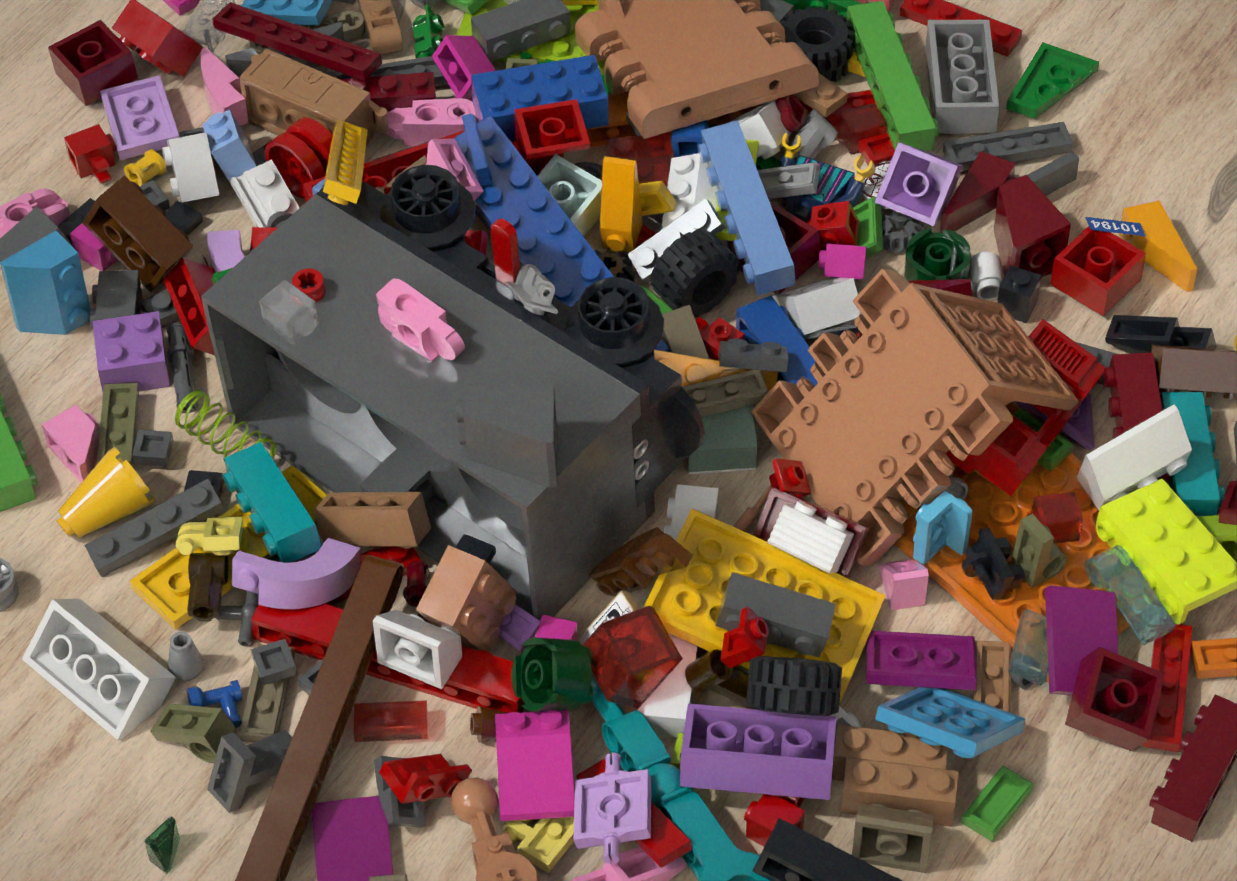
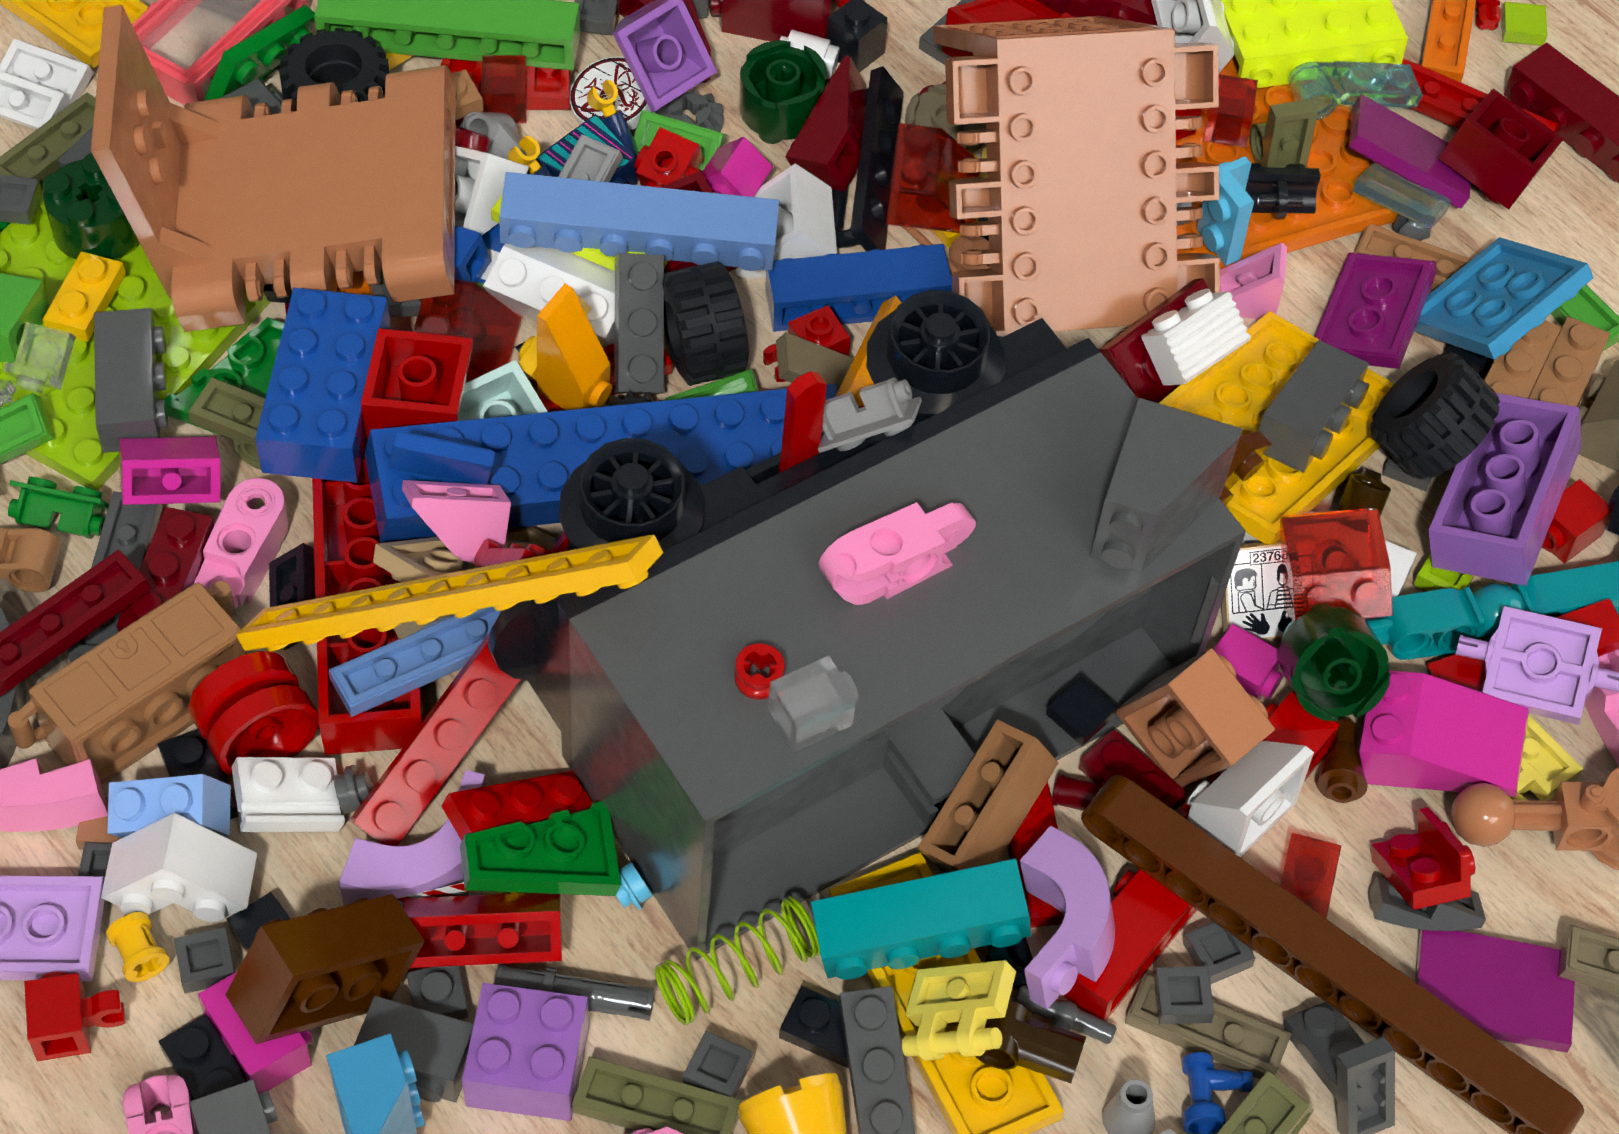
camera: 75 degrees left, 5 degrees up
(740, 354) = (881, 295): dark grey plate -> none
(746, 640) = (1358, 440): red bracket -> none
(790, 477) = (1090, 325): red bracket -> none

